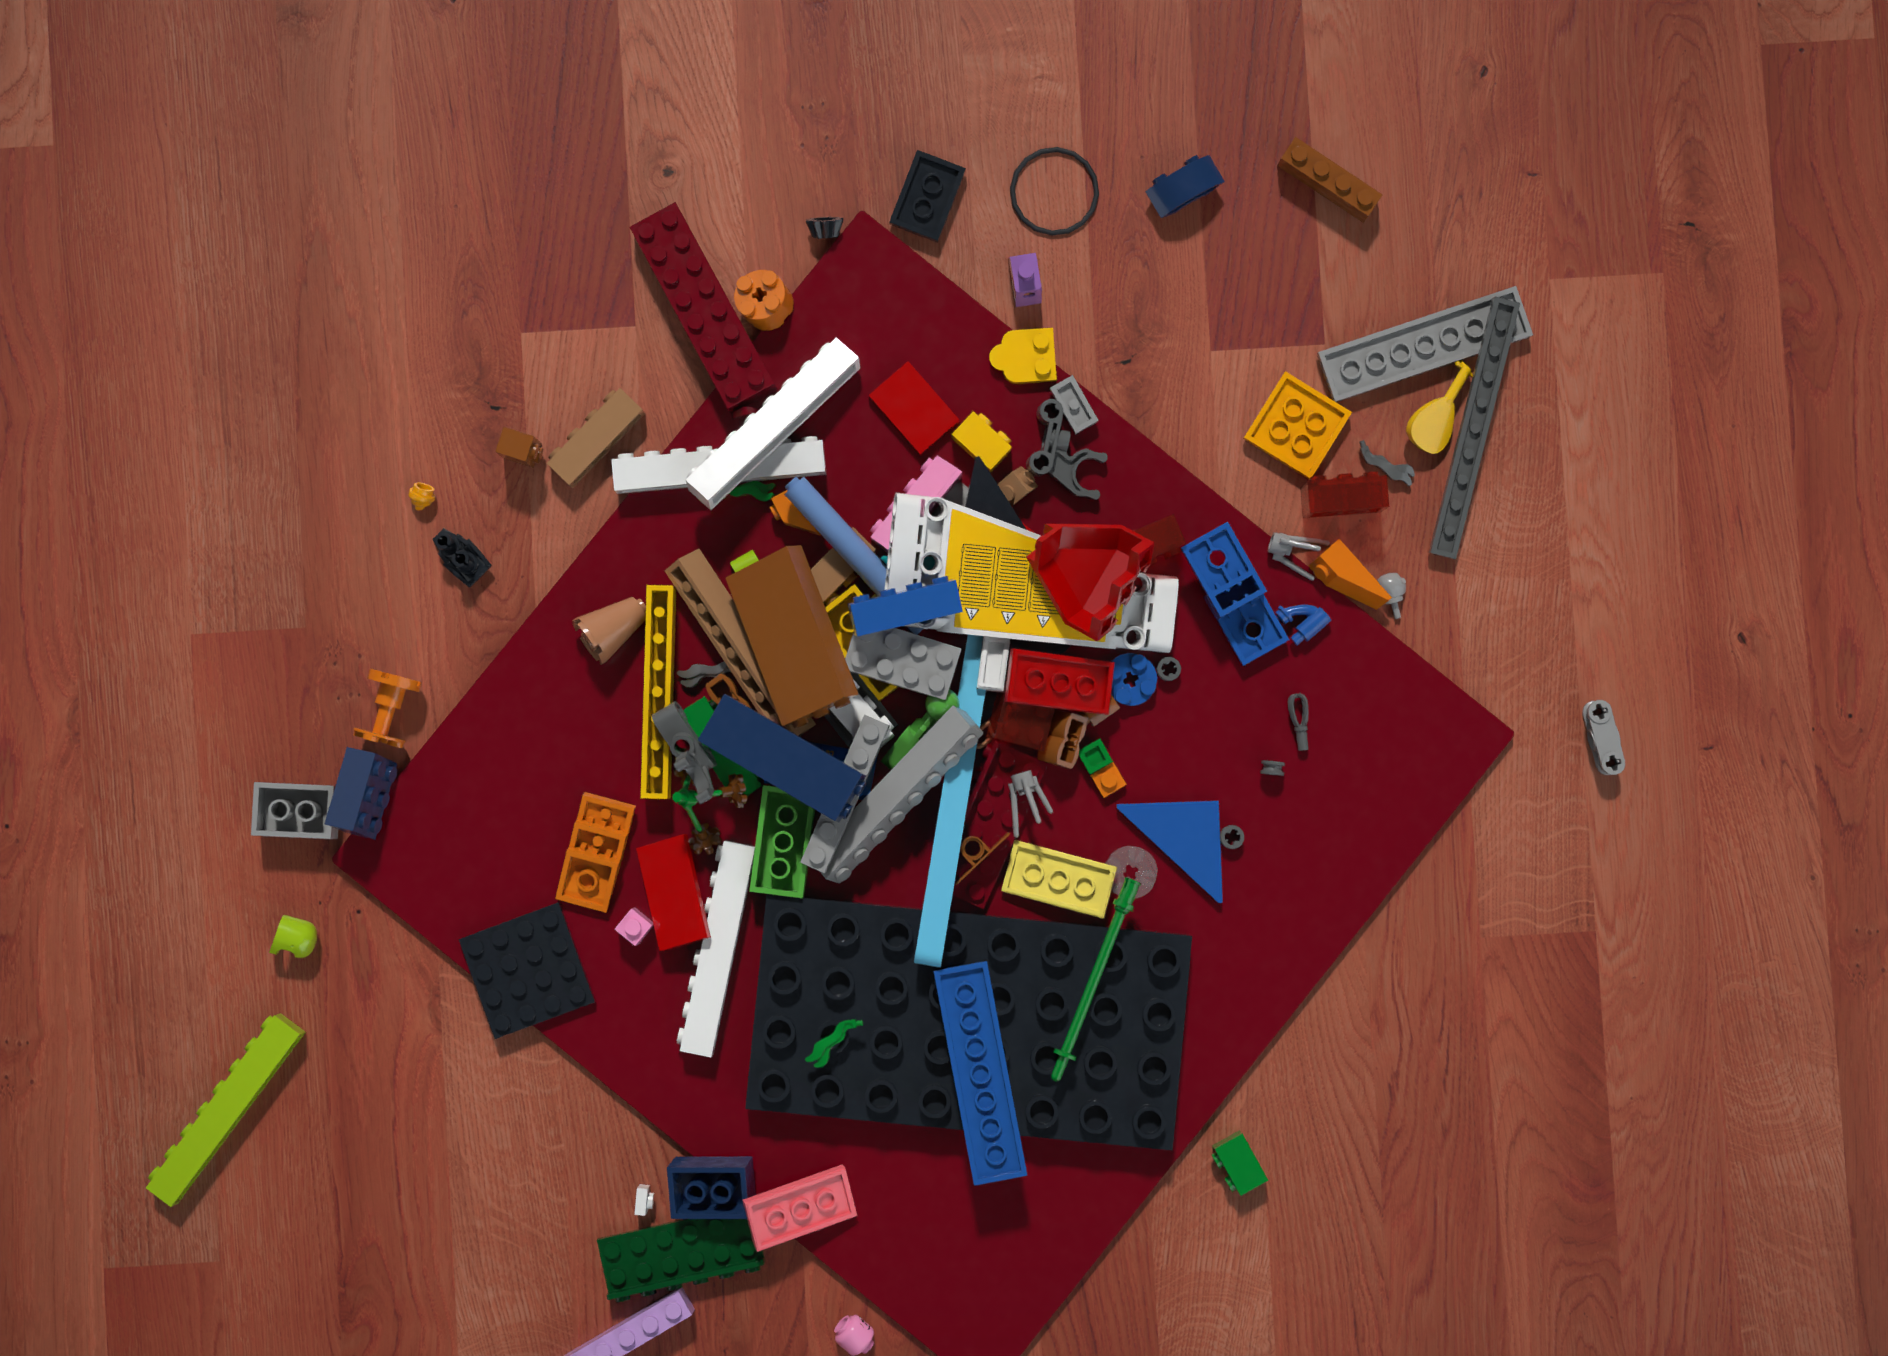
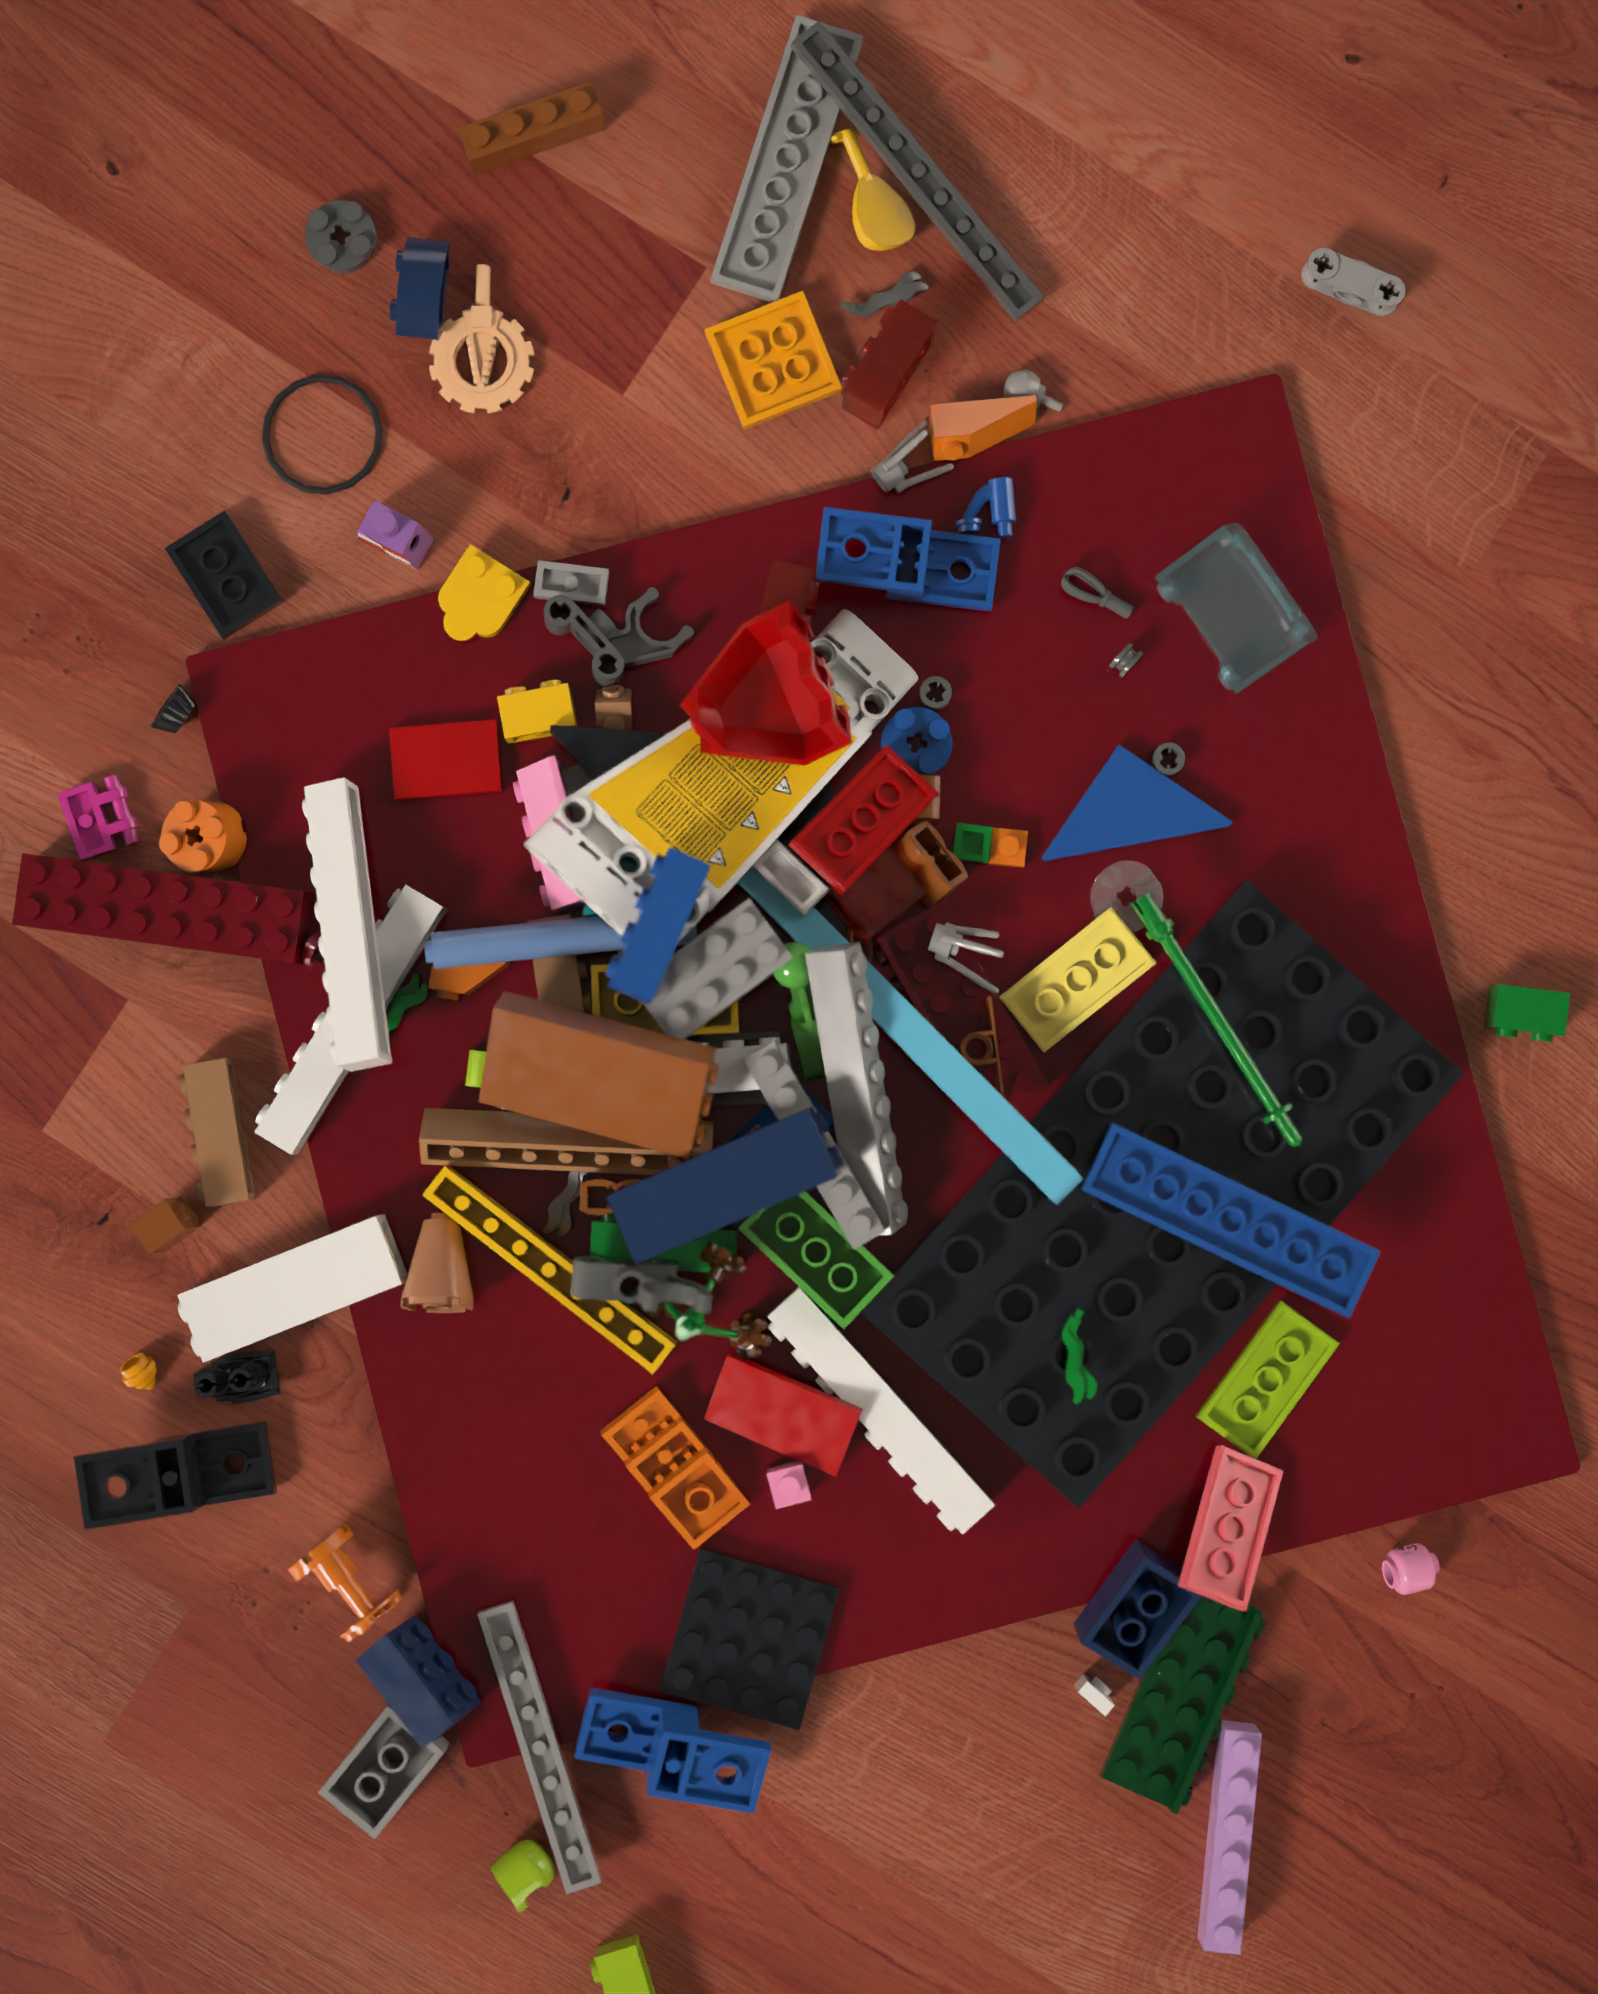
camera: 55 degrees left, 0 degrees up
(374, 893) = (539, 1747): none -> light grey plate
(377, 561) = (175, 1475): none -> black bracket
(428, 972) = (672, 1750): none -> blue bracket
(536, 549) = (292, 1288): none -> white brick
(722, 226) = (88, 820): none -> dark pink plate
(904, 1167) = (1267, 1379): none -> lime tile
(1181, 99) = (324, 224): none -> dark grey plate
(1186, 239) = (482, 330): none -> light nougat bar
(1355, 811) = (1237, 605): none -> clear light blue windscreen

